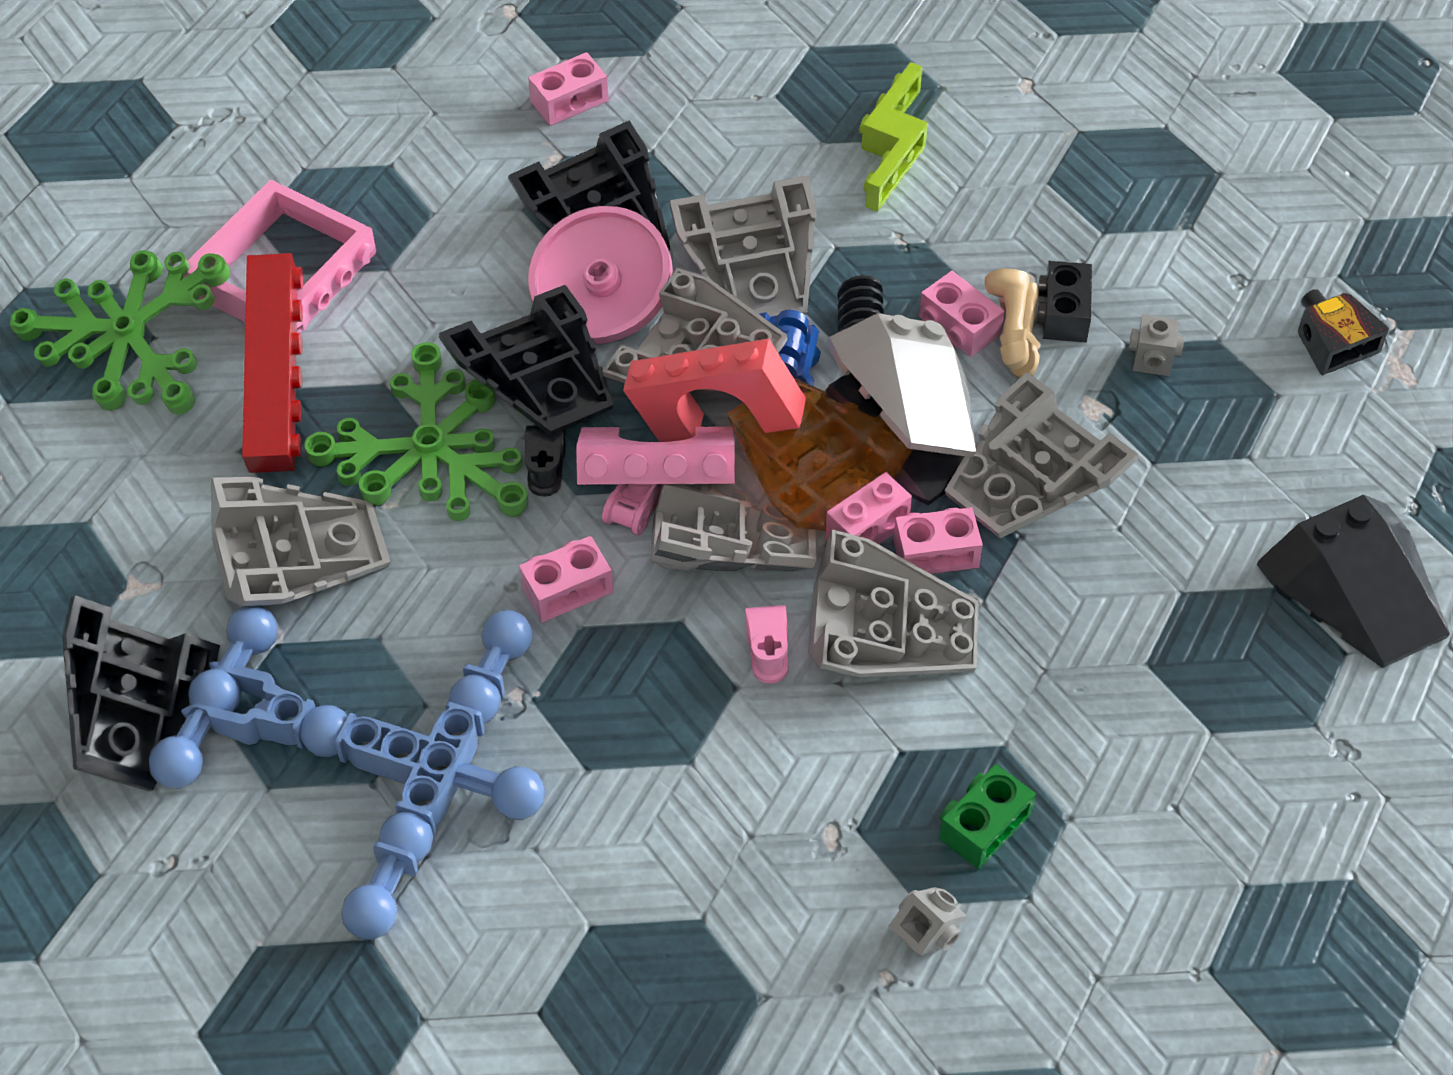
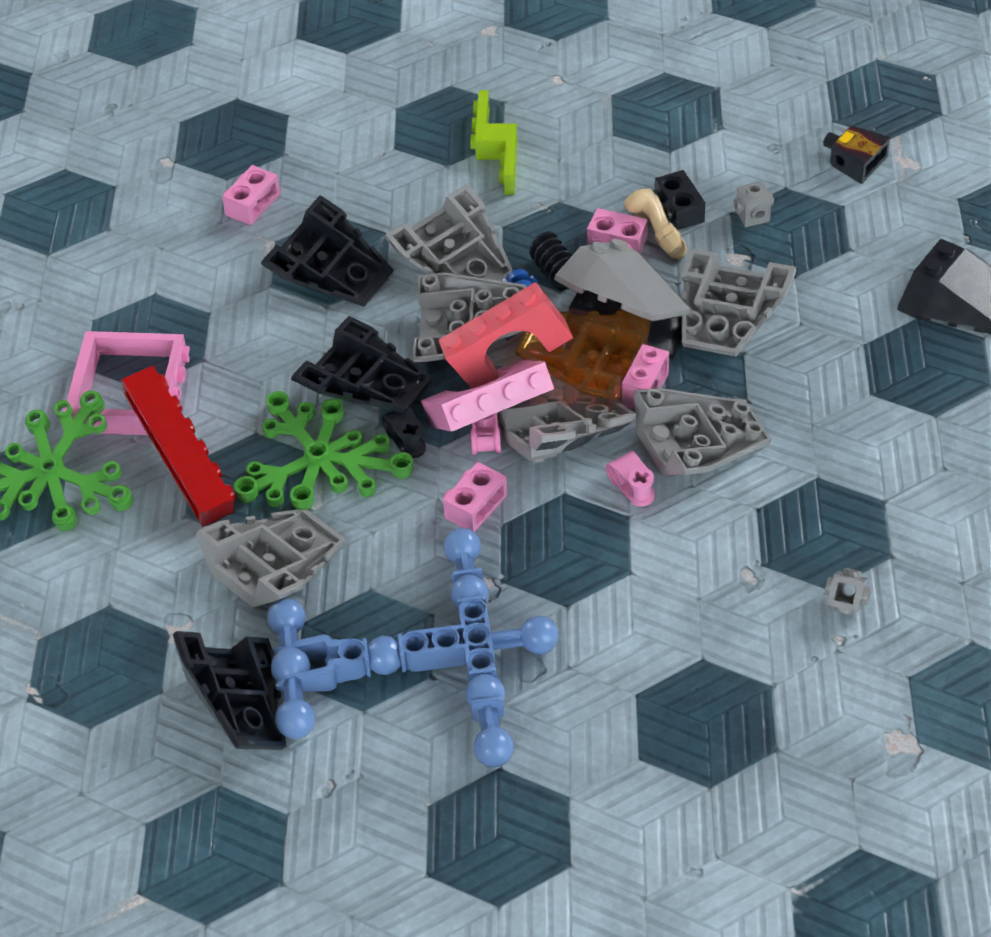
camera: 25 degrees left, 5 degrees down
(610, 265) = (368, 288): bright pink dish -> none
(937, 547) = (700, 372): bright pink brick -> none
(993, 819) = (838, 518): green brick -> none

